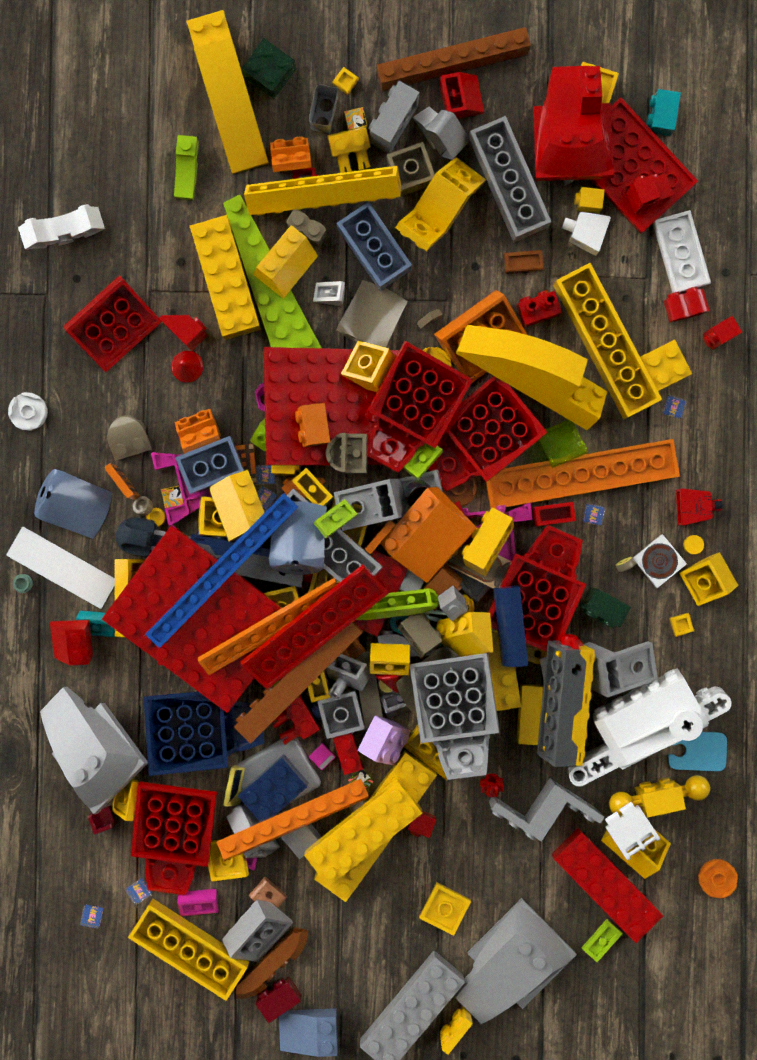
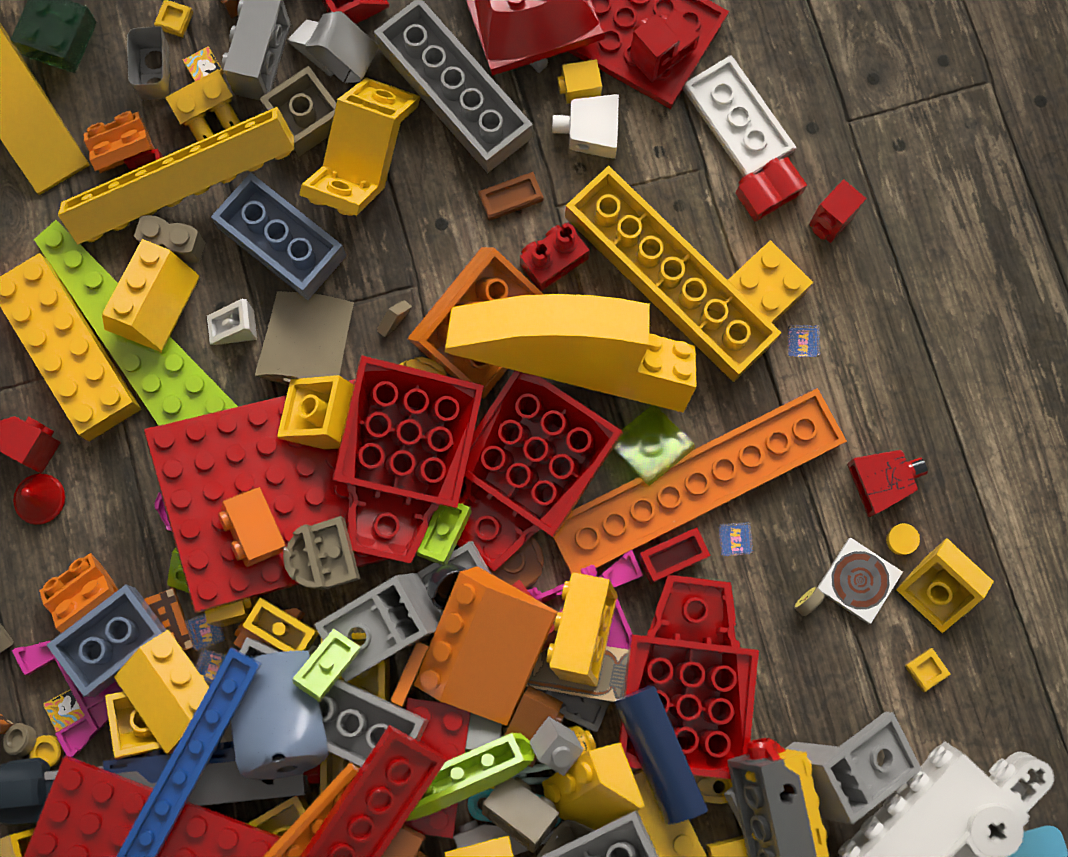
camera: 20 degrees left, 10 degrees down
(607, 608) = (800, 678): clear green brick -> none

